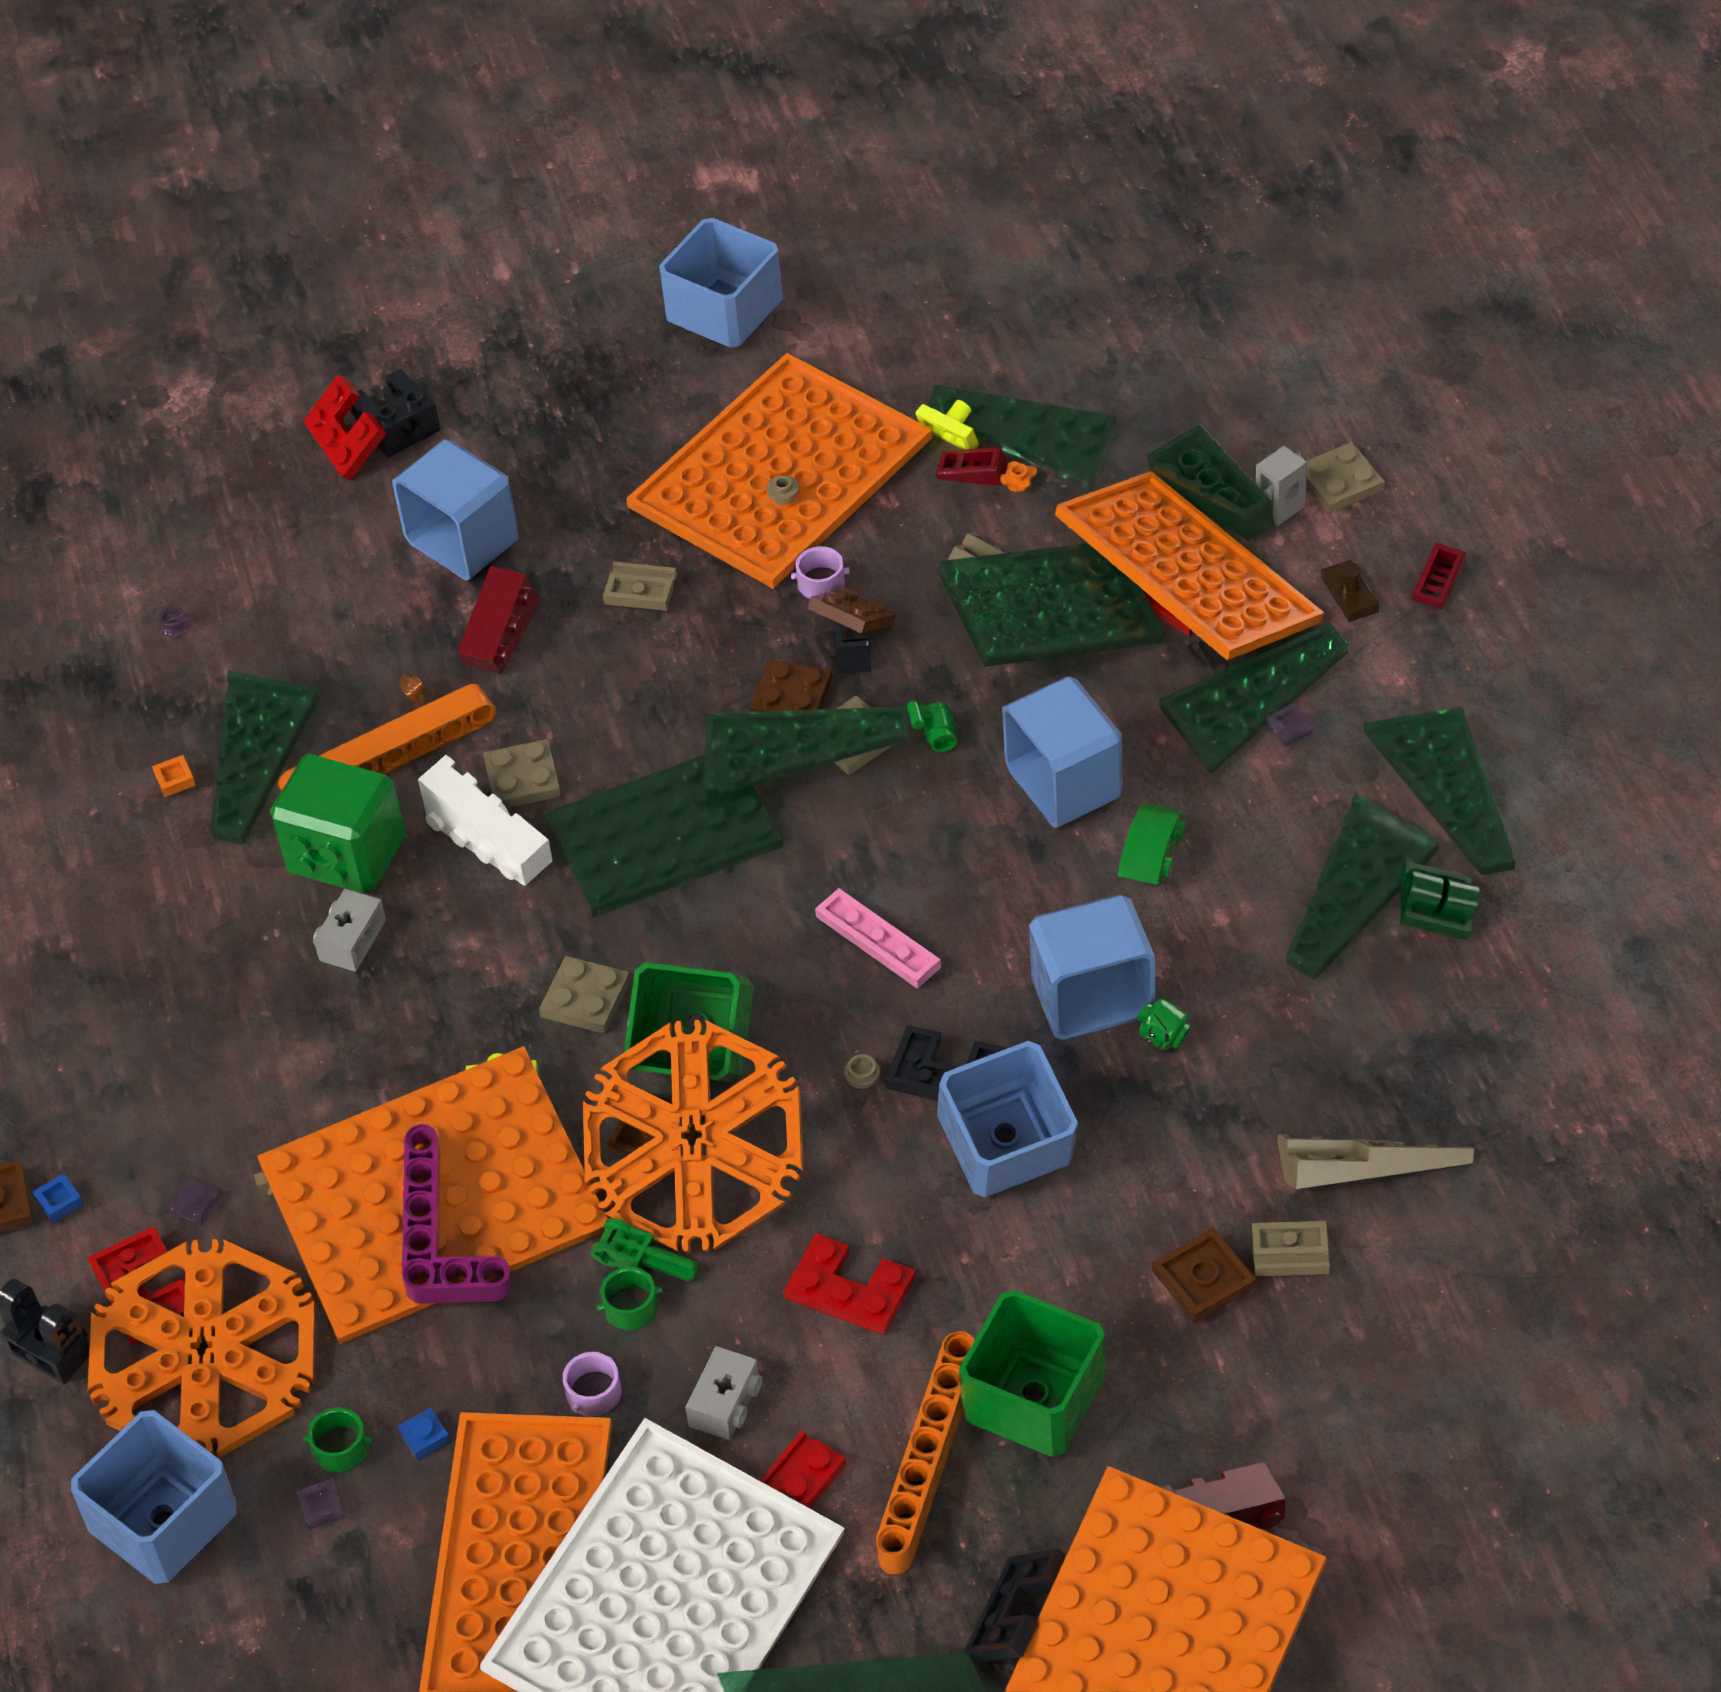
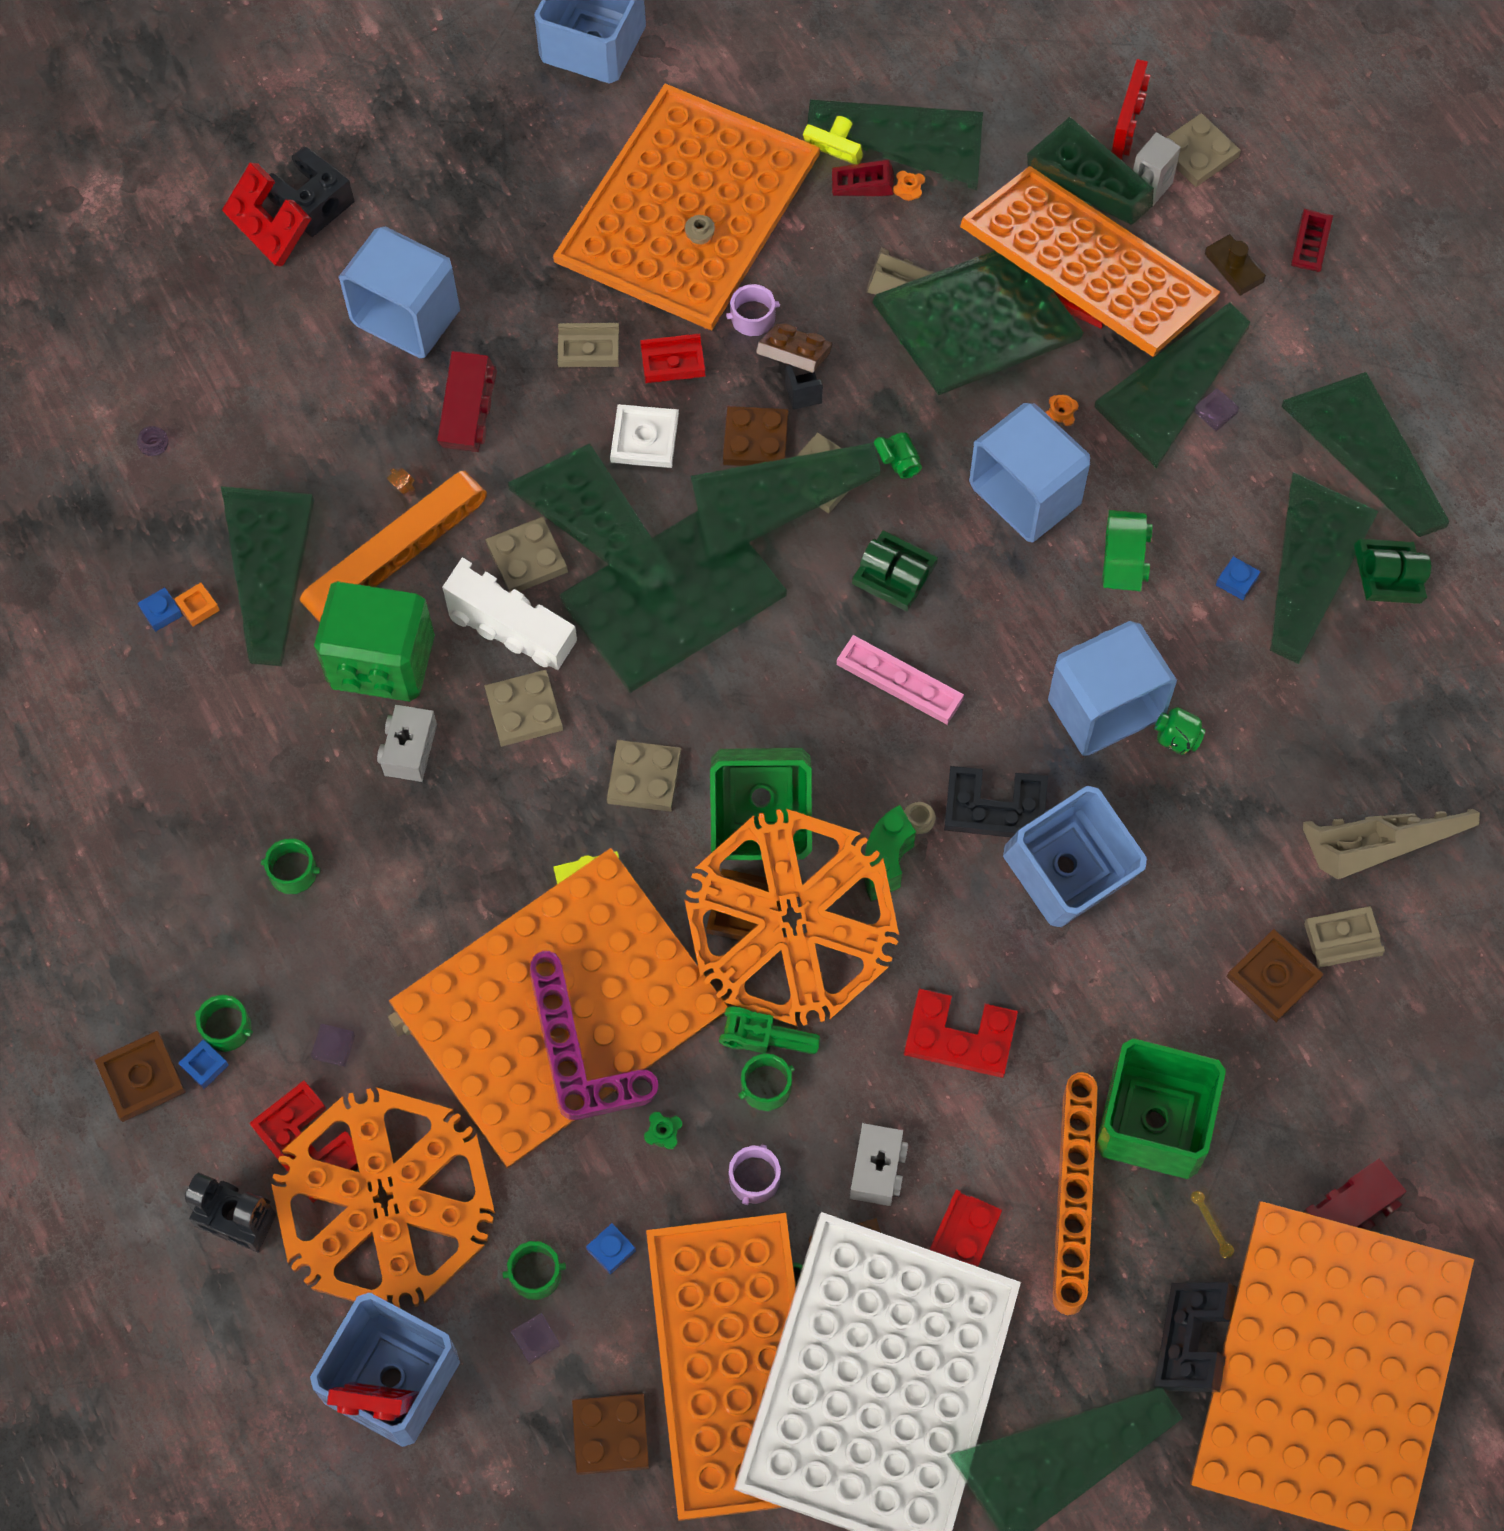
camera: 15 degrees left, 15 degrees up
(82, 1145) = (211, 1006): none -> green piece
(131, 1510) = (384, 1401): none -> red plate
(136, 777) = (160, 609): none -> blue plate
(195, 1010) = (284, 847): none -> green piece
(373, 1609) = (610, 1434): none -> reddish brown plate
(478, 915) = (523, 708): none -> dark tan plate
(509, 1338) = (665, 1139): none -> green plate
(600, 738) = (591, 508): none -> clear green wing
(674, 677) = (644, 436): none -> white plate
(724, 608) = (672, 358): none -> red plate
(822, 1090) = (892, 839): none -> green brick
(899, 833) = (894, 570): none -> dark green plate
(1061, 1479) = (1226, 1250): none -> clear yellow hinge
(1123, 705) = (1065, 403): none -> orange plate
(1269, 424) = (1132, 106): none -> red plate
(1270, 889) = (1238, 578): none -> blue plate

